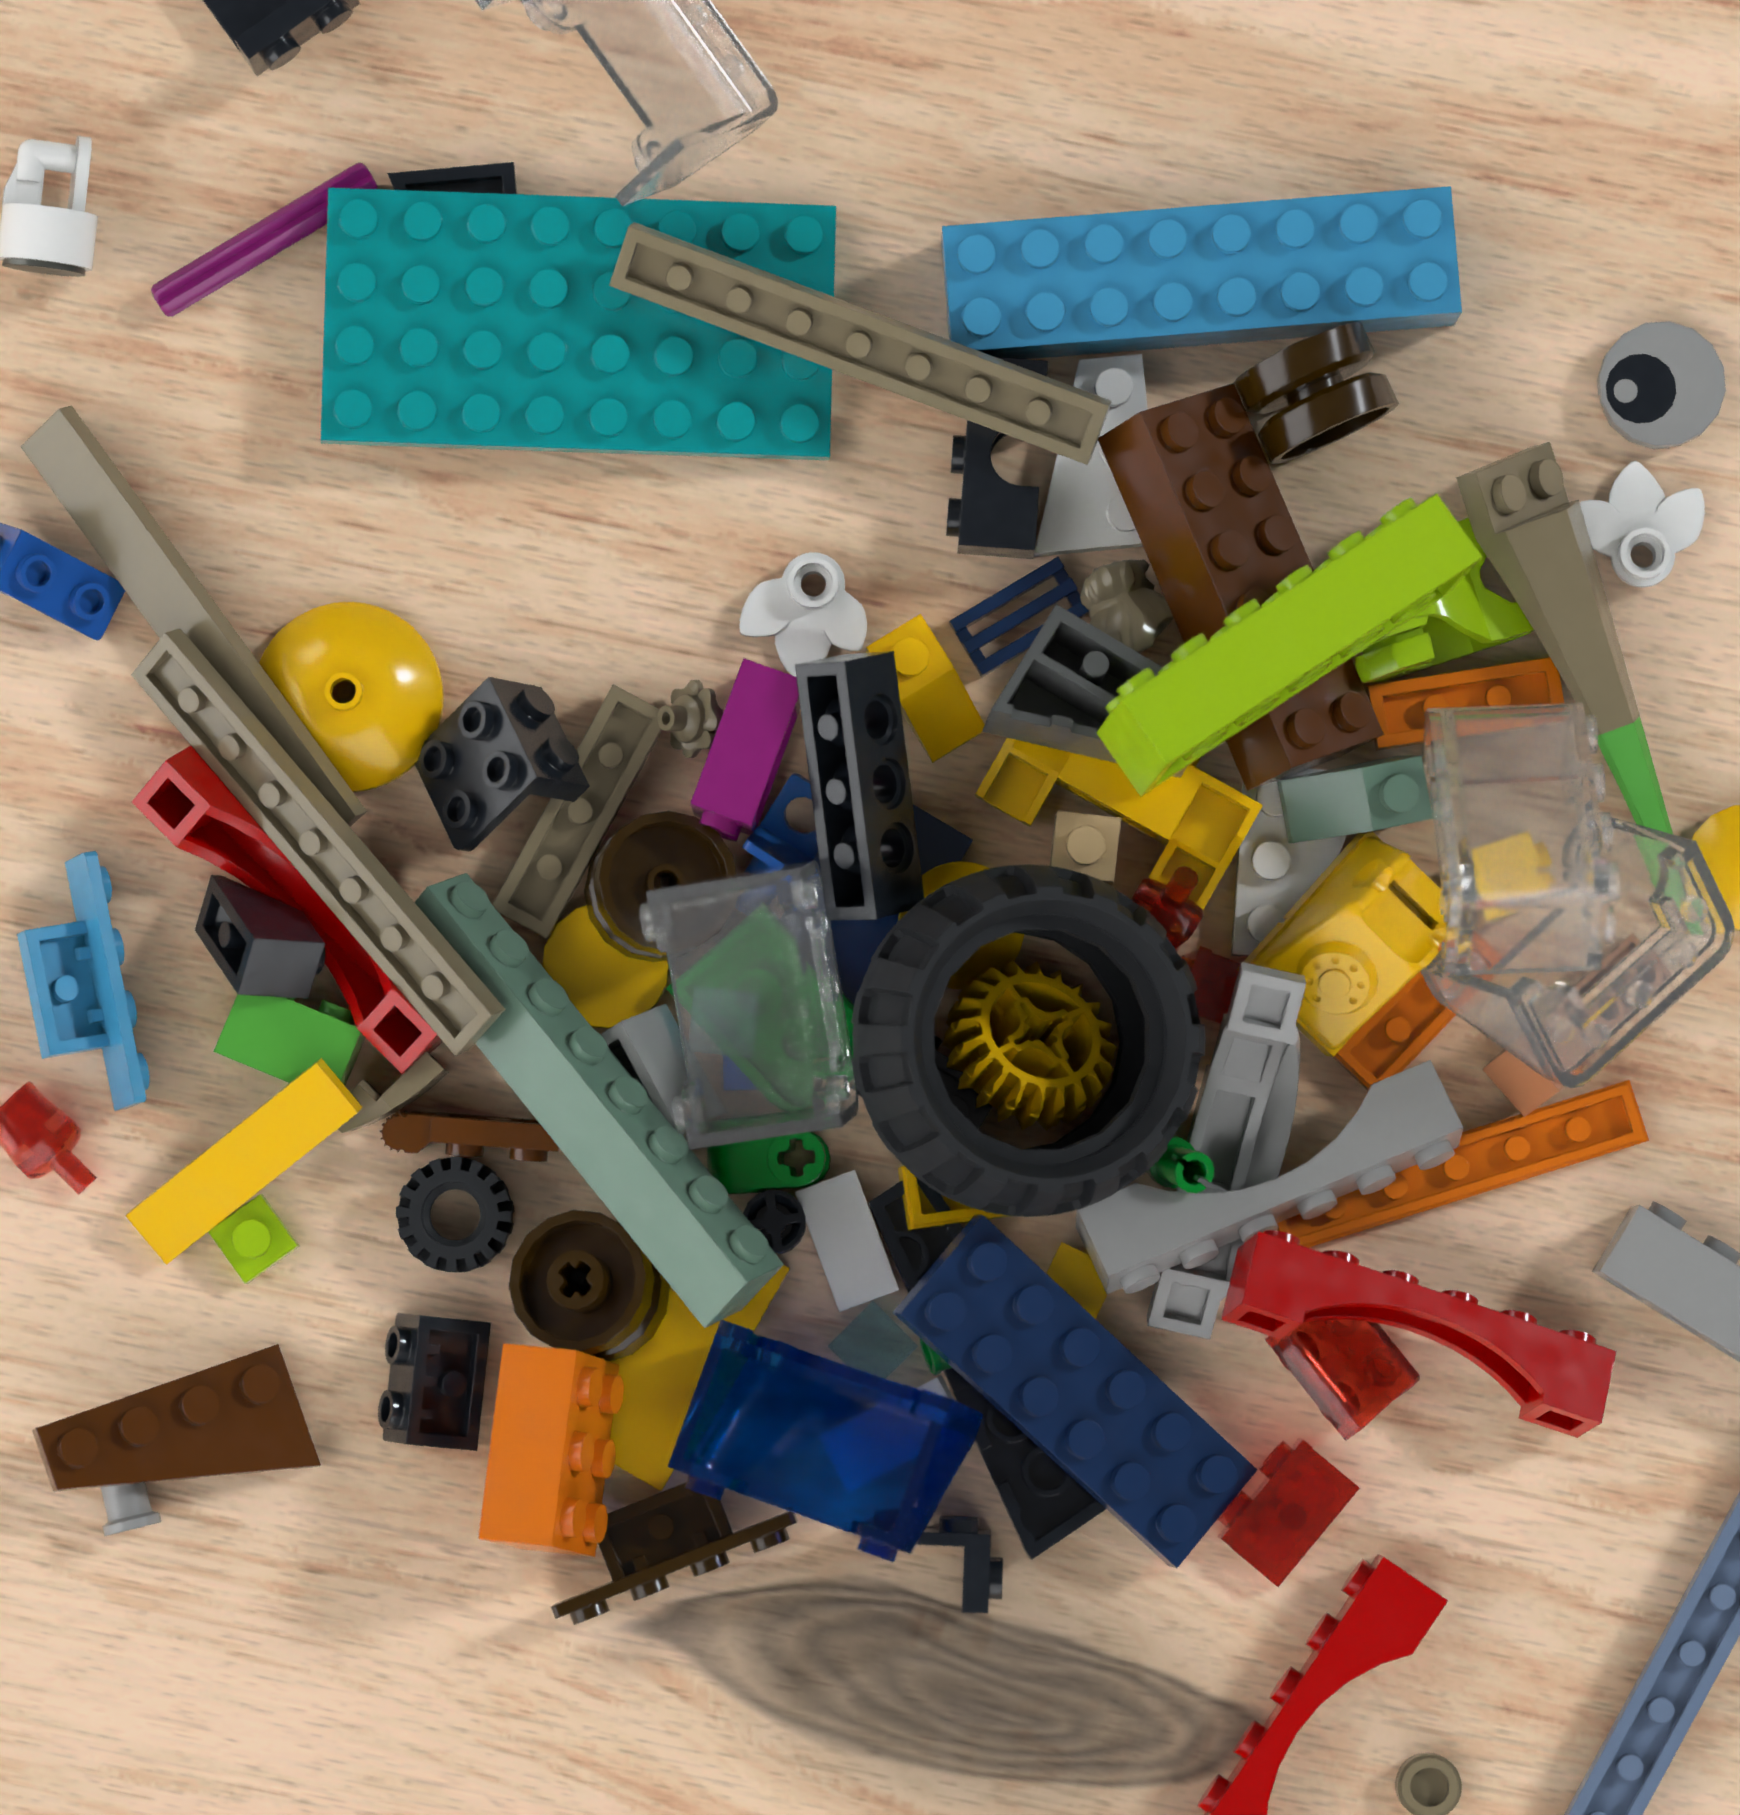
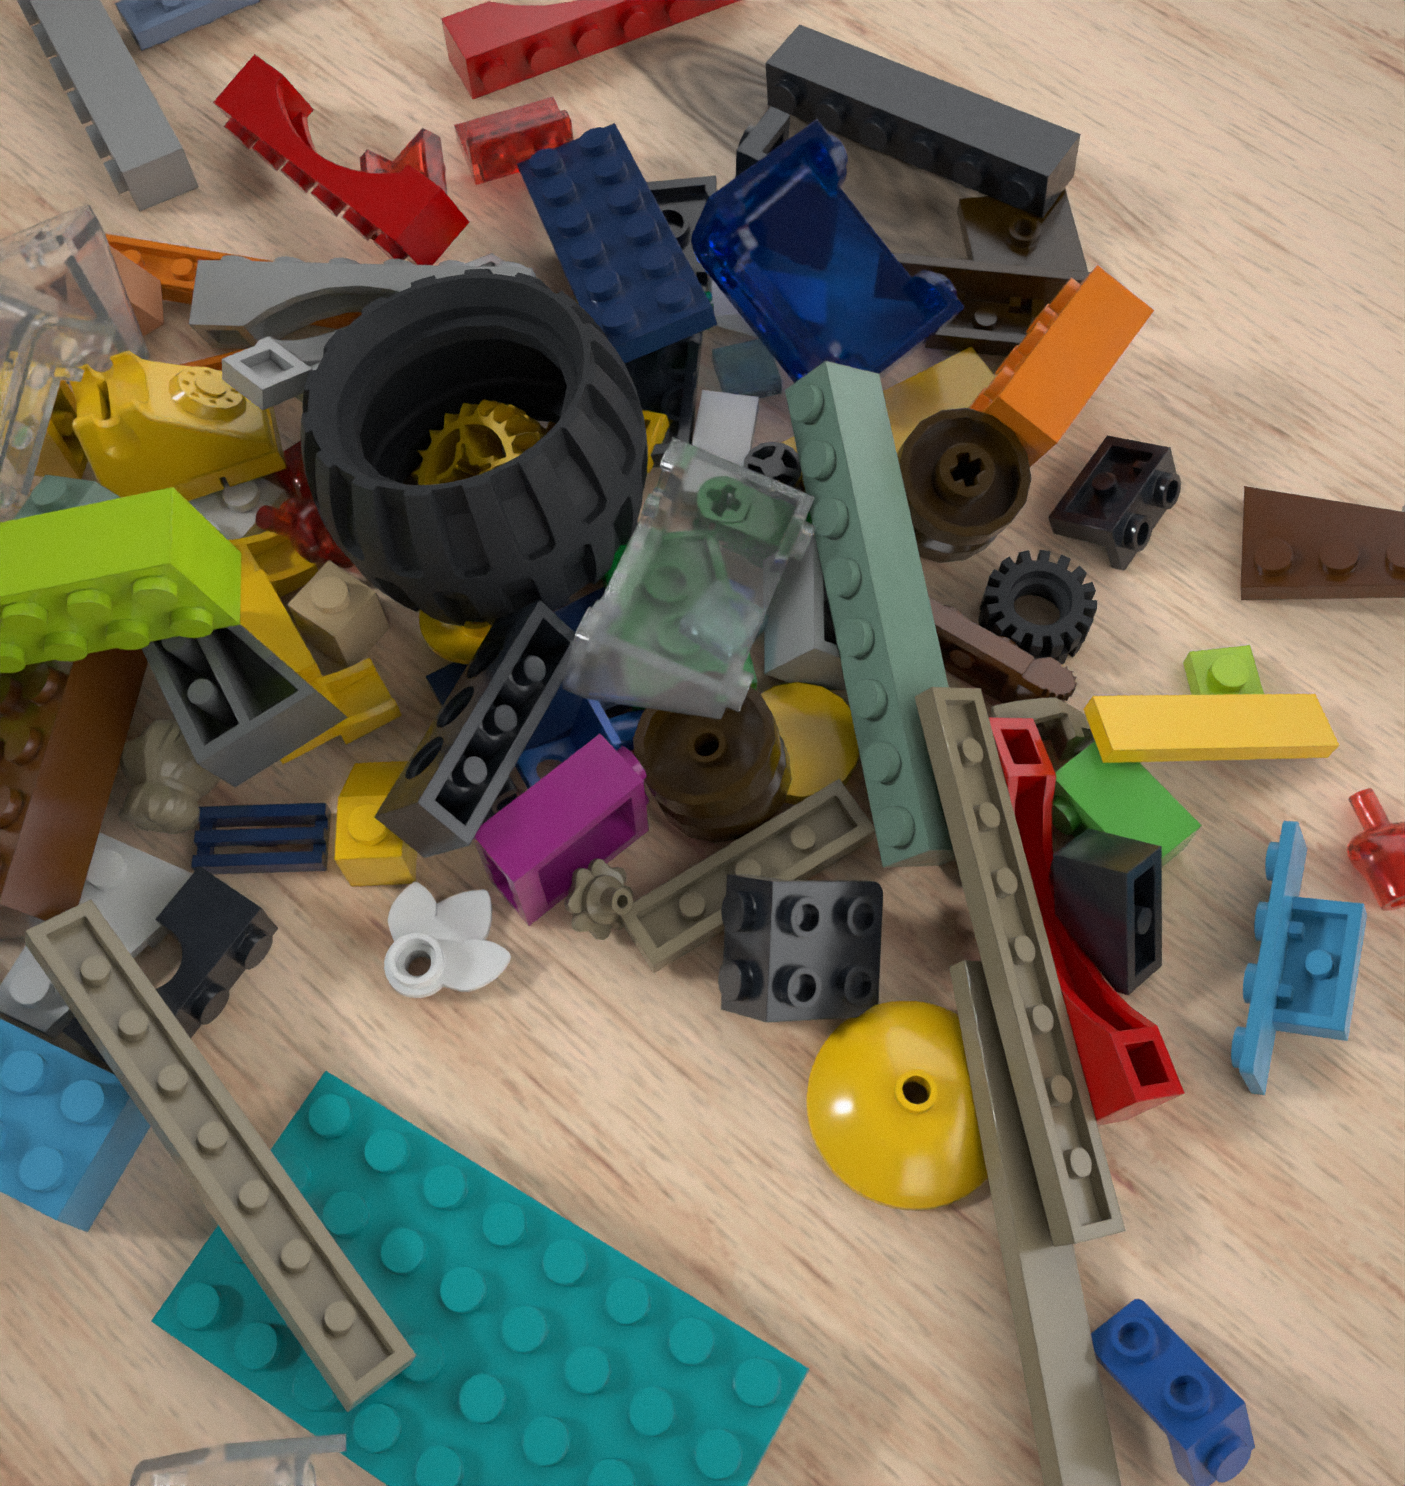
camera: 150 degrees left, 20 degrees down
(676, 1667) = (1013, 236): none -> dark brown plate
(858, 1750) = (922, 120): none -> black brick

